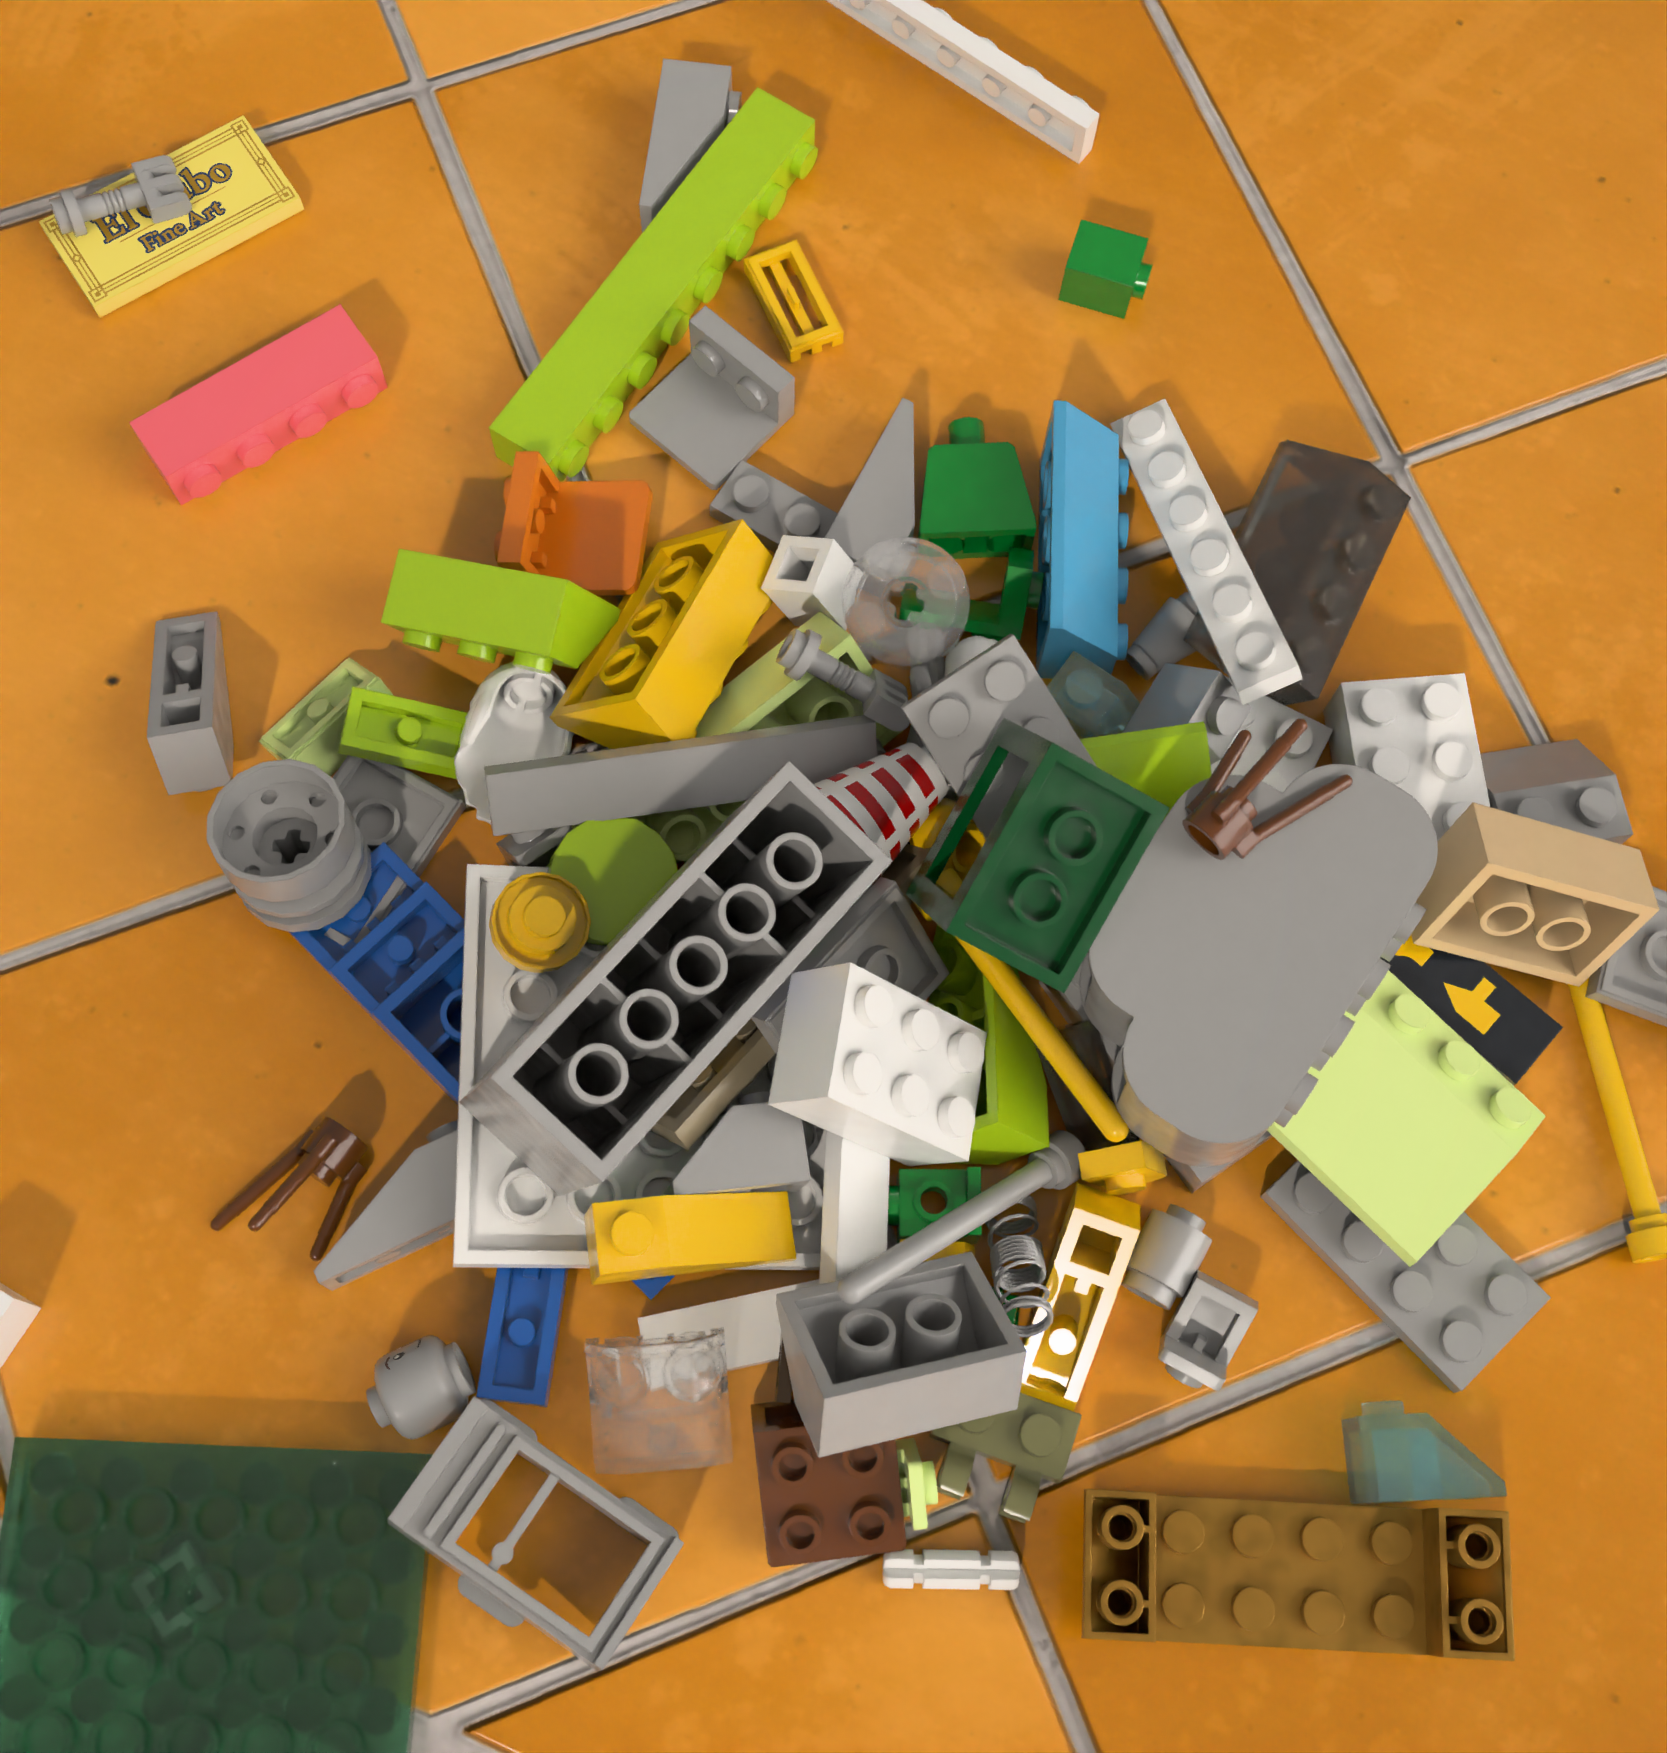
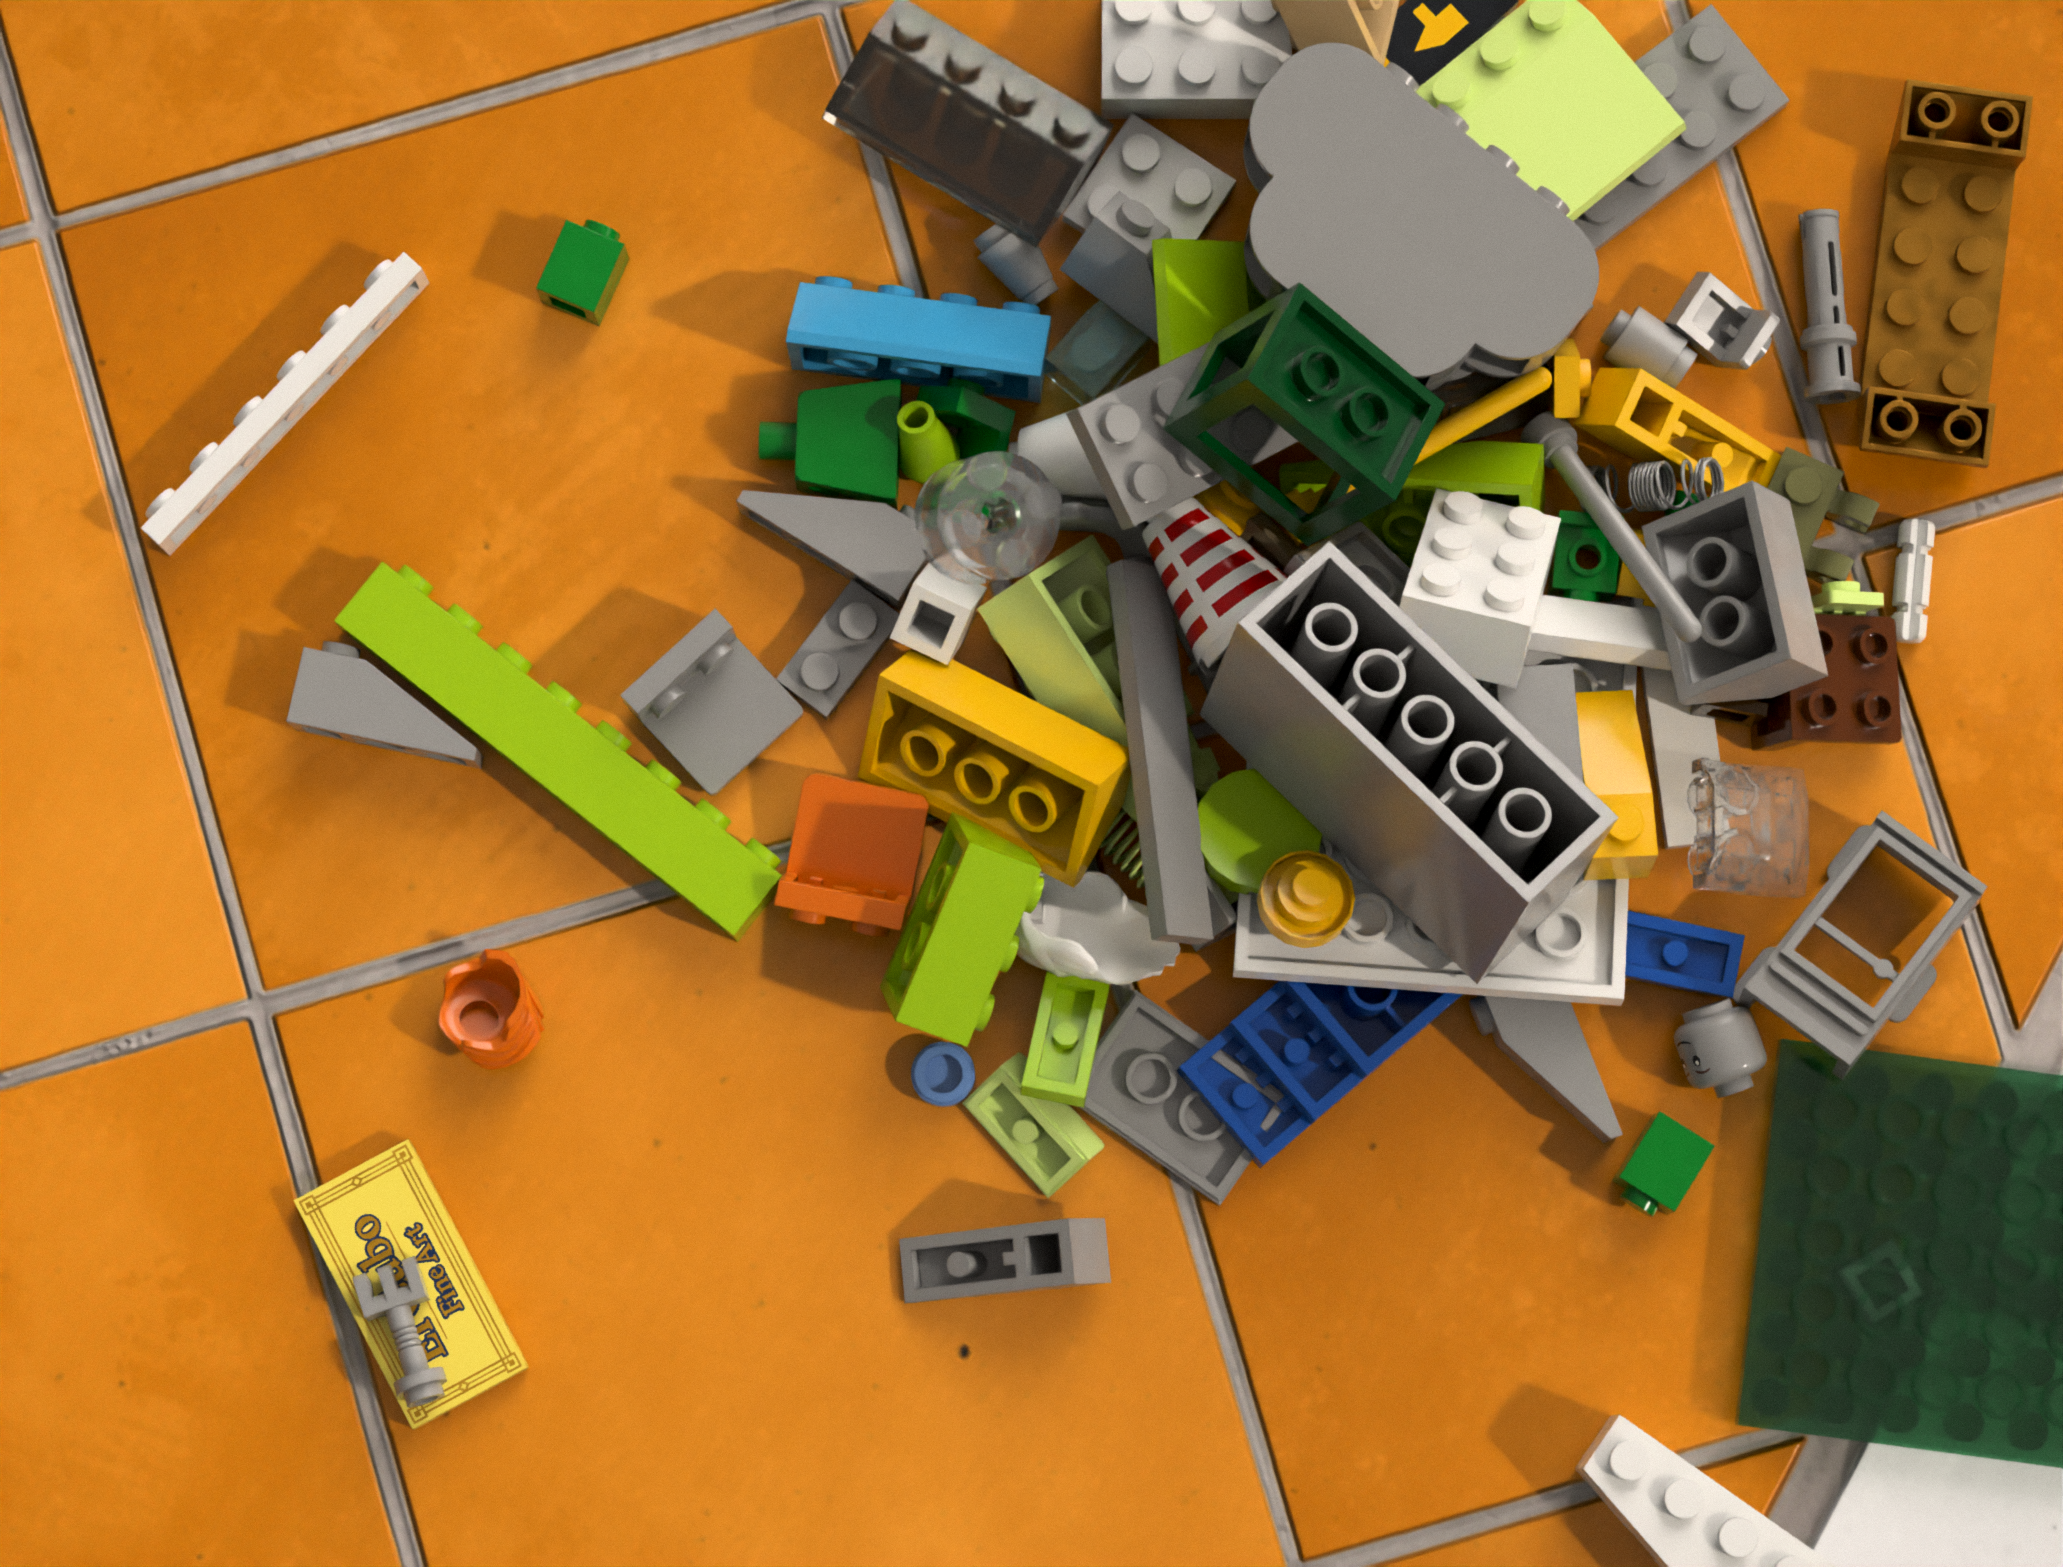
camera: 80 degrees left, 10 degrees up
(260, 405) = (669, 1183): coral brick -> none
(289, 845) = (1157, 1140): light grey wheel -> none
(294, 1334) = (1661, 1166): none -> green brick
(323, 1154) = (1493, 1131): reddish brown plant -> none
(372, 642) = (943, 1074): none -> medium blue tile
(415, 250) = (491, 1010): none -> orange hair
(810, 338) = (588, 633): yellow tile -> none
(877, 692) = (1081, 556): light grey hinge -> none
(984, 556) = (923, 442): none -> lime cone
(1206, 553) = (940, 213): white plate -> none
(1209, 1452) = (1828, 335): none -> light grey pin
(1223, 819) = (1302, 233): reddish brown plant -> none
(1410, 1459) = (1850, 157): clear light blue slope -> none

